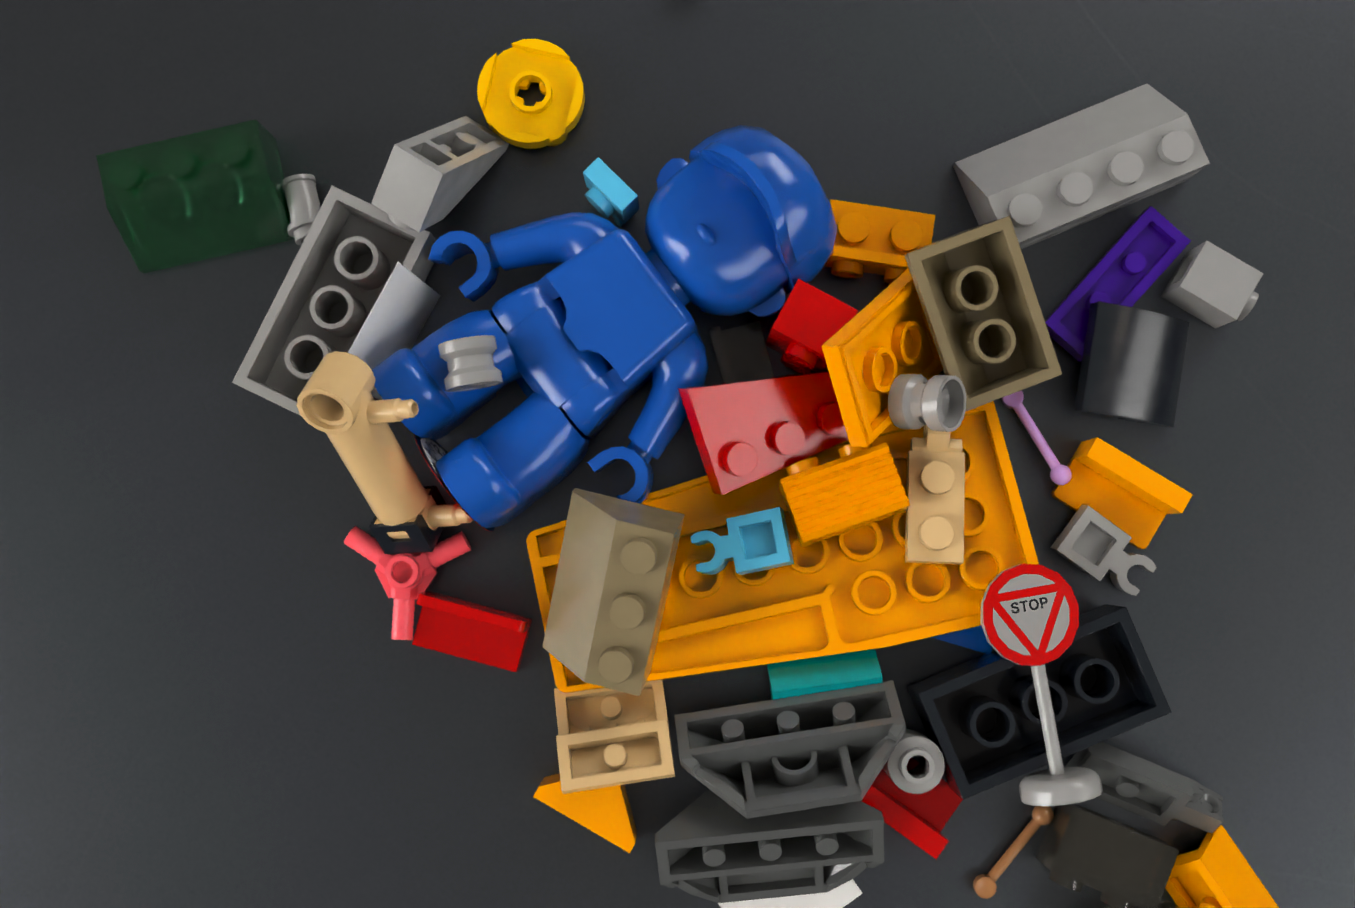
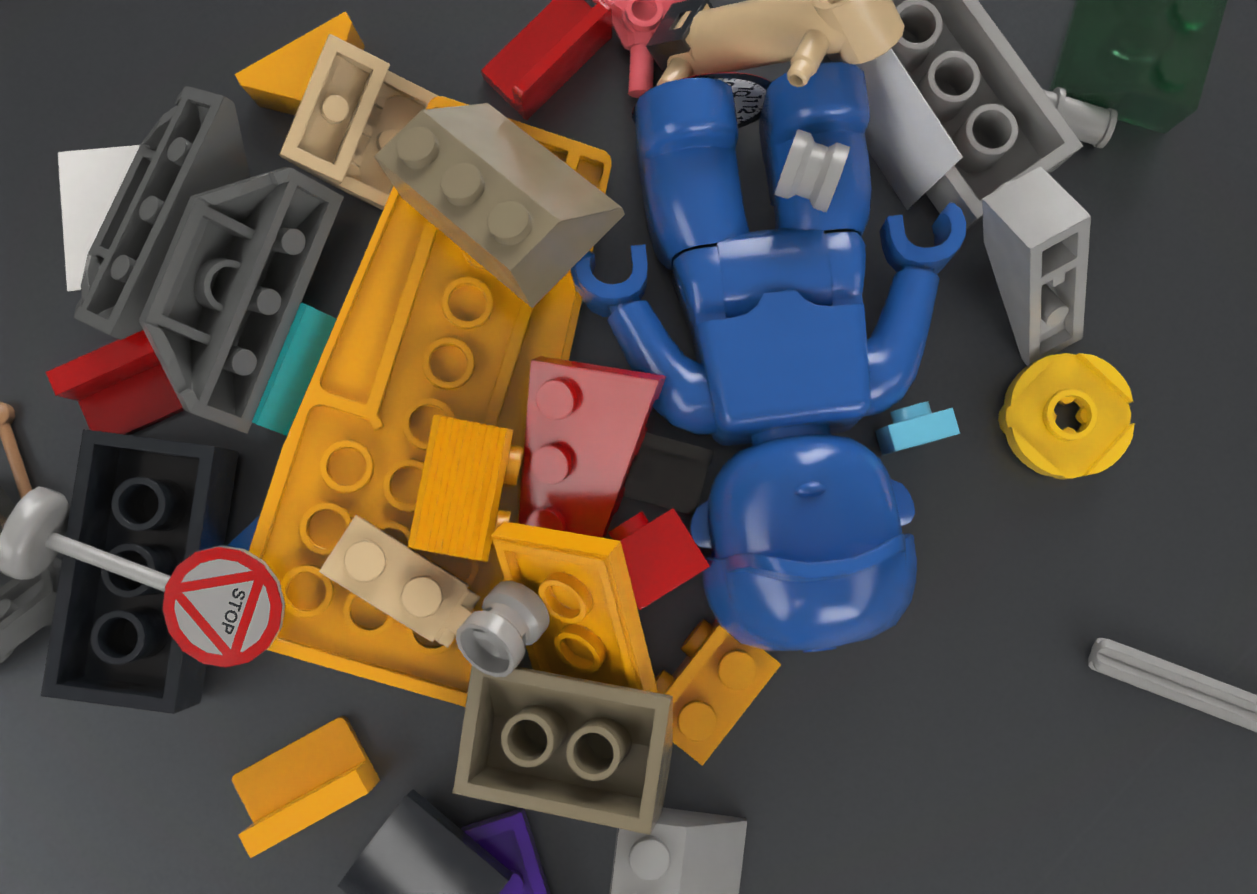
camera: 115 degrees right, 0 degrees up
(754, 543) = (467, 368): medium azure plate -> none
(925, 774) = (149, 406): light grey brick -> none
(1059, 473) = (357, 735): lavender hinge -> none
(1098, 547) = (258, 729): light grey plate -> none

